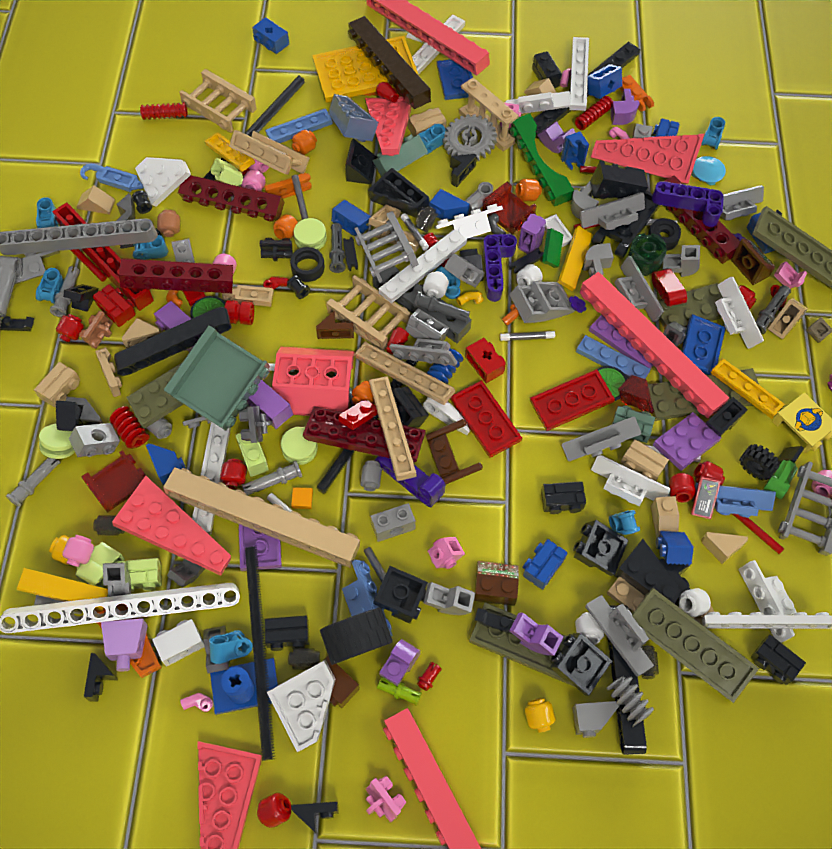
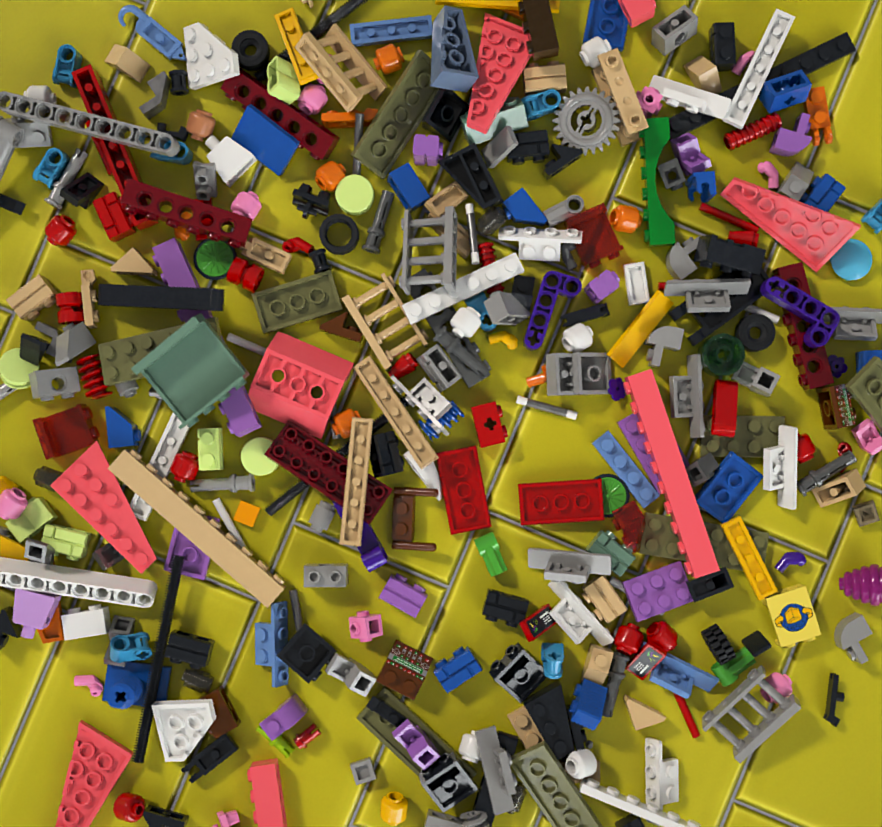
camera: 25 degrees right, 25 degrees up
(93, 381) = (70, 308): none -> red wheel
(97, 329) = (89, 243): nougat hips -> none
(103, 403) = (72, 342): none -> light grey slope
(199, 159) = (251, 38): none -> black tyre
(202, 238) = (229, 158): none -> white torso
(225, 217) = (265, 140): none -> blue tile
(257, 424) = (218, 433): flat silver hips -> none
(289, 321) = (297, 301): none -> olive plate
(325, 173) = (397, 117): none -> olive plate
(341, 730) = (211, 756): none -> black hinge
(350, 253) = (391, 236): black piece -> none
(356, 185) = (427, 150): none -> medium lavender brick
(356, 635) = (246, 690): black tyre -> none
(358, 414) = (328, 451): red plate -> none
(386, 92) = (511, 20): red cone -> none
(413, 166) = (499, 147): none -> light grey tile
(432, 166) = (531, 146): none -> black brick
(456, 97) = (592, 49): none -> white head
(469, 517) = (403, 595): none -> medium lavender brick
(495, 690) = (363, 771): none -> light grey plate
(508, 69) = (674, 30): none -> light grey brick
(528, 454) = (489, 549): none -> bright green piece
(547, 148) = (666, 168): none -> dark grey brick
(553, 248) = (619, 310): green tile -> none
(598, 497) = (537, 623): none -> tile
(686, 522) = (615, 674): none -> dark grey pin
(781, 381) = (790, 558): none -> dark purple arm

